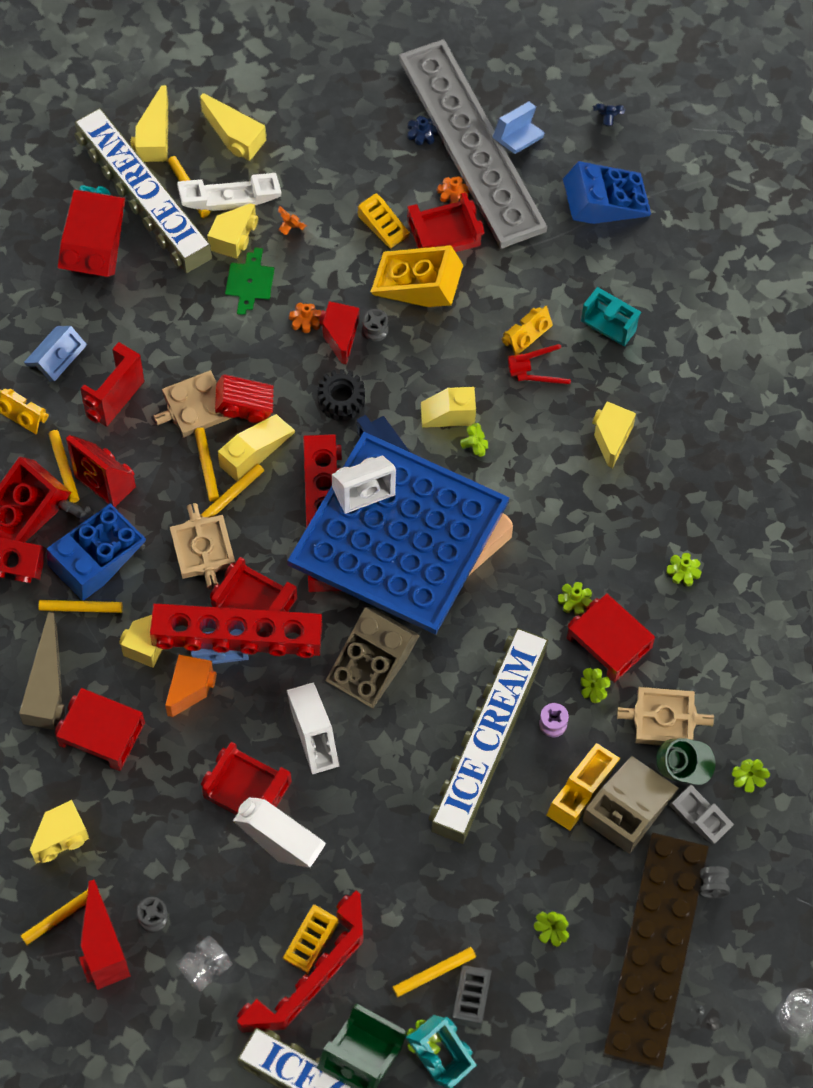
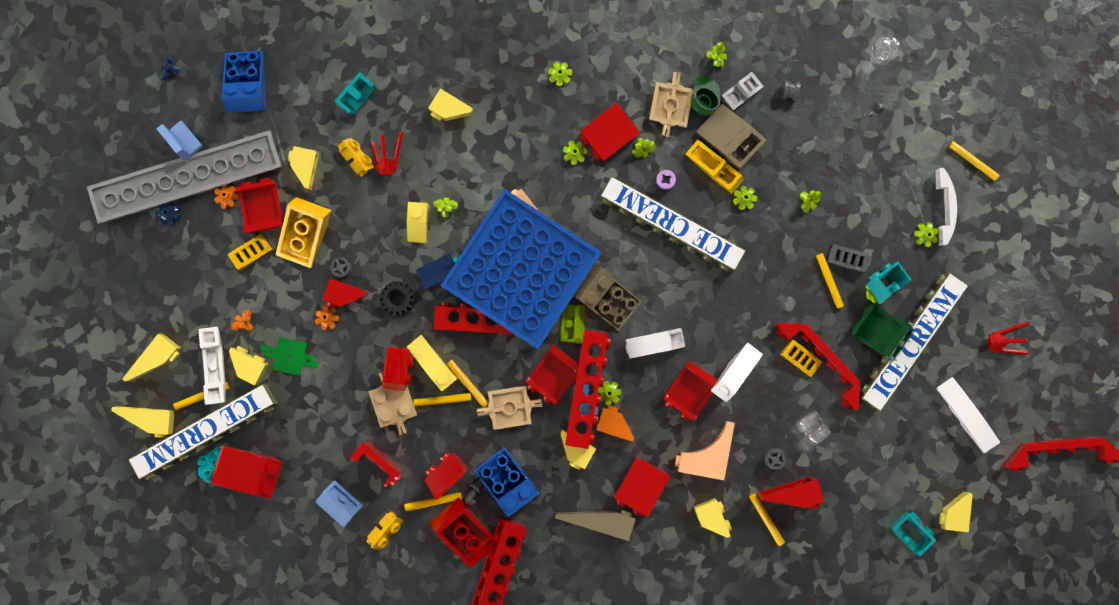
camera: 80 degrees left, 25 degrees up
(80, 606) = (545, 495): yellow bar -> none
(145, 823) = (711, 460): none -> light nougat arch
(234, 676) = (609, 388): none -> lime plant
(336, 618) = (573, 324): none -> lime slope
(364, 483) = (487, 290): white slope -> none
(505, 270) = (304, 165): none -> light yellow slope
(543, 836) = (741, 199): none -> lime plant
(656, 952) = (829, 135): dark brown plate -> none

